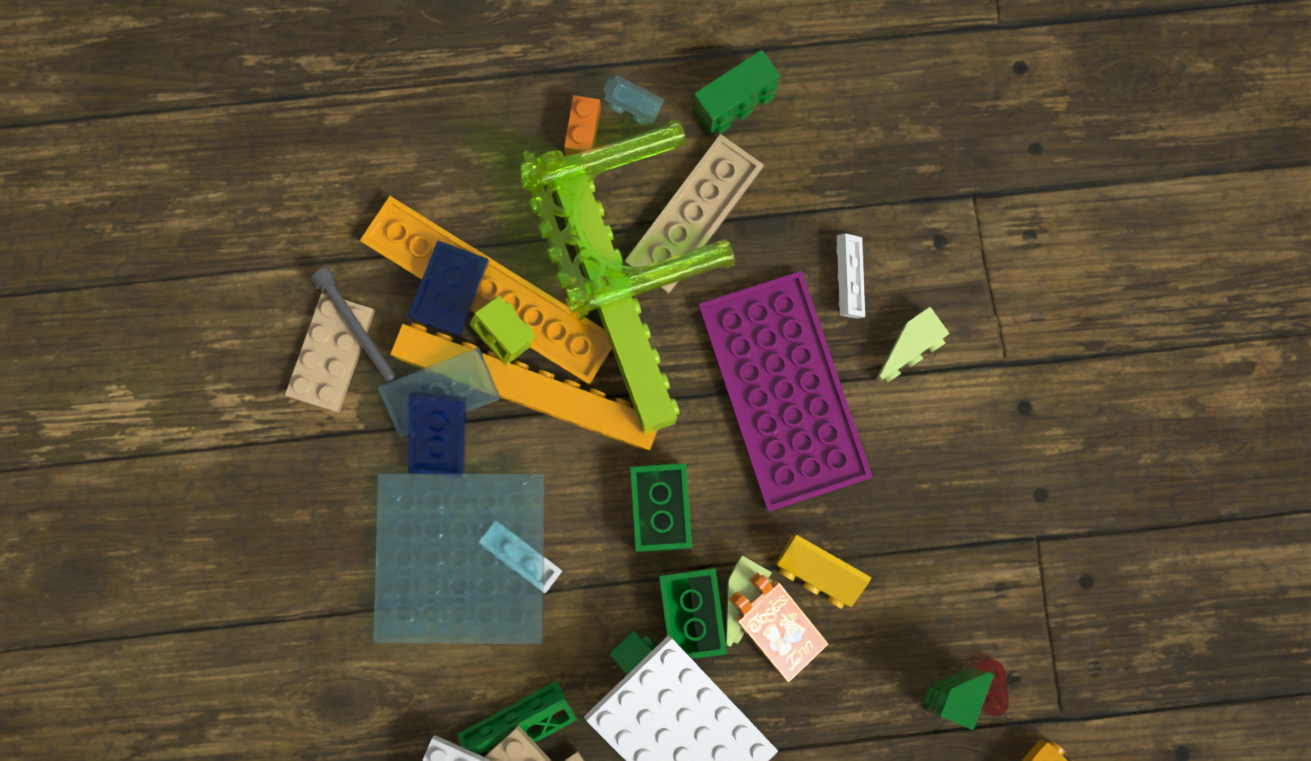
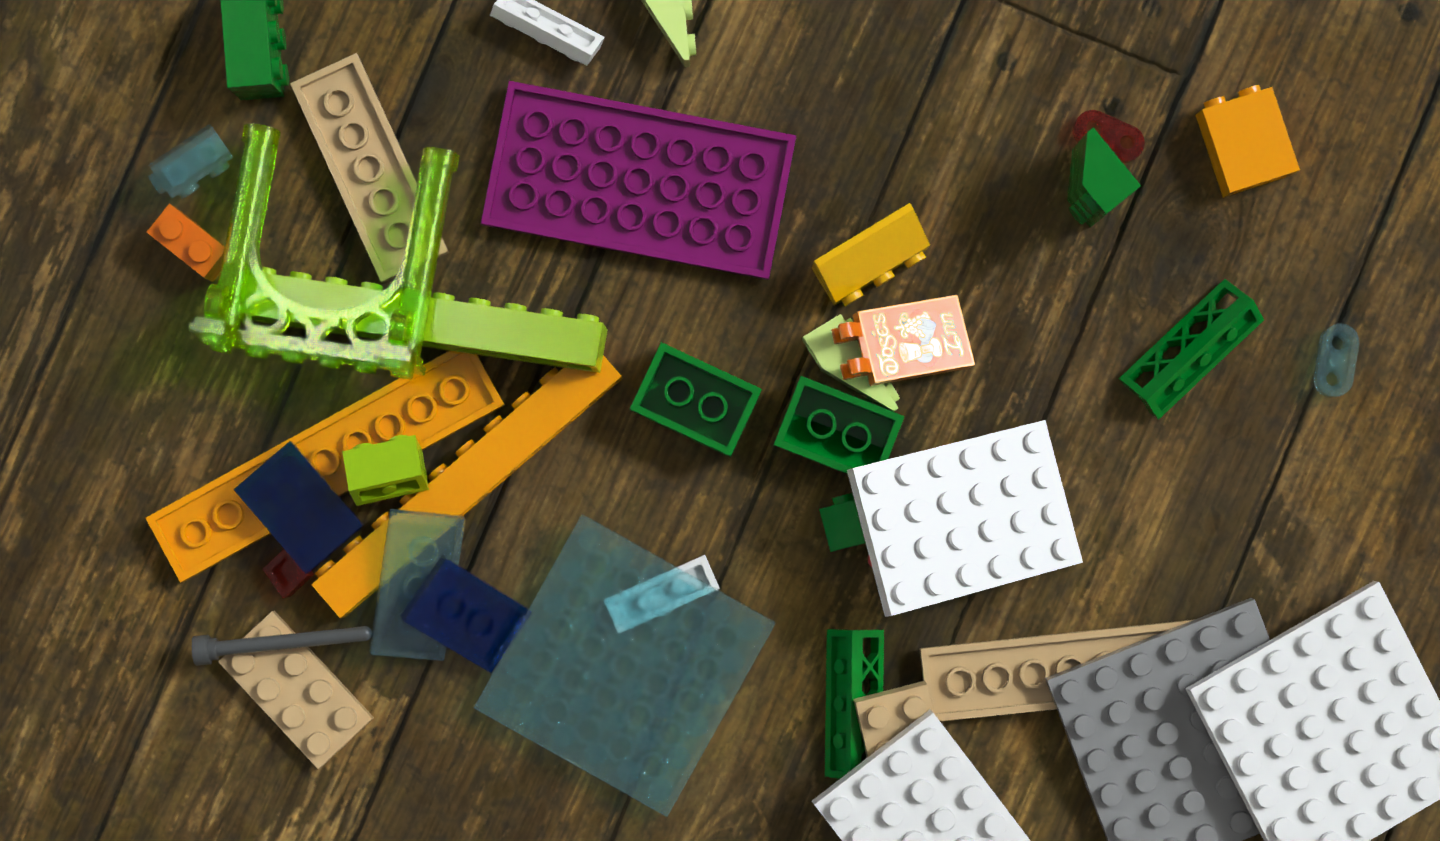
camera: 55 degrees left, 5 degrees up
(400, 304) = (286, 574): none -> clear red plate

